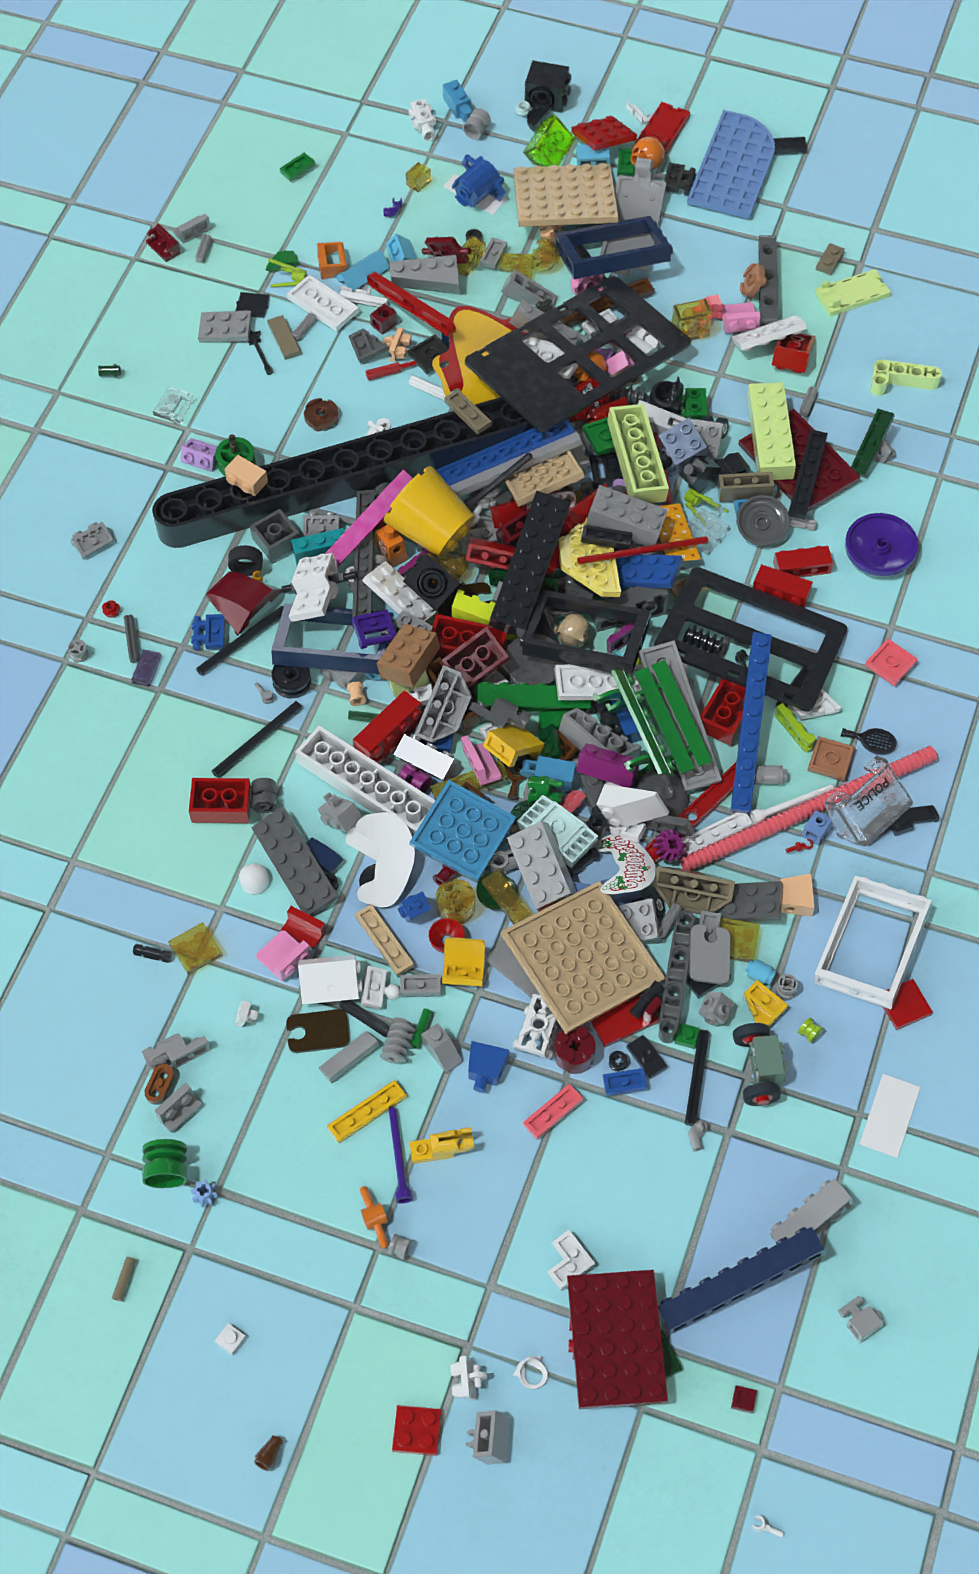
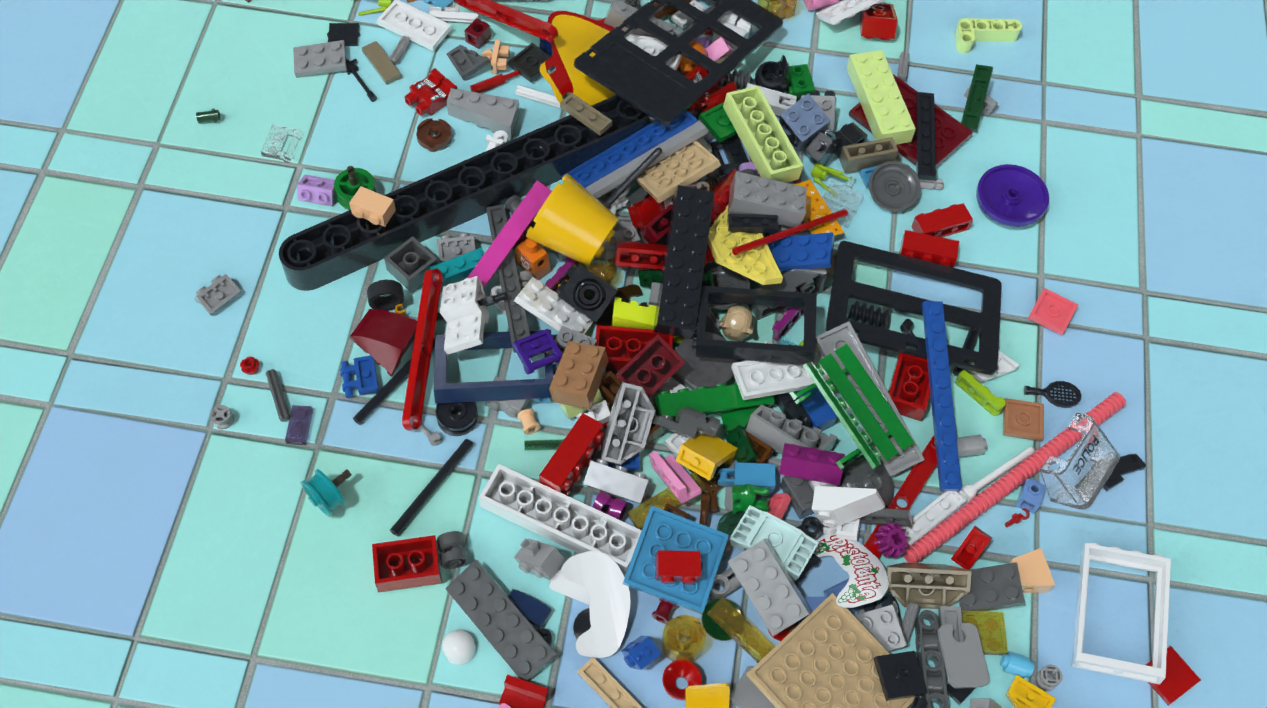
camera: 15 degrees left, 0 degrees up
(157, 727) = (324, 492): none -> teal wheel
(266, 624) = (421, 360): none -> red beam
(326, 373) = (430, 93): none -> red hips
(374, 396) = (484, 110): none -> light grey wedge
(460, 835) = (677, 566): none -> red brick
(502, 793) = (704, 508): none -> reddish brown arm
(645, 960) = (900, 675): none -> black plate
(745, 865) = (971, 548): none -> red slope

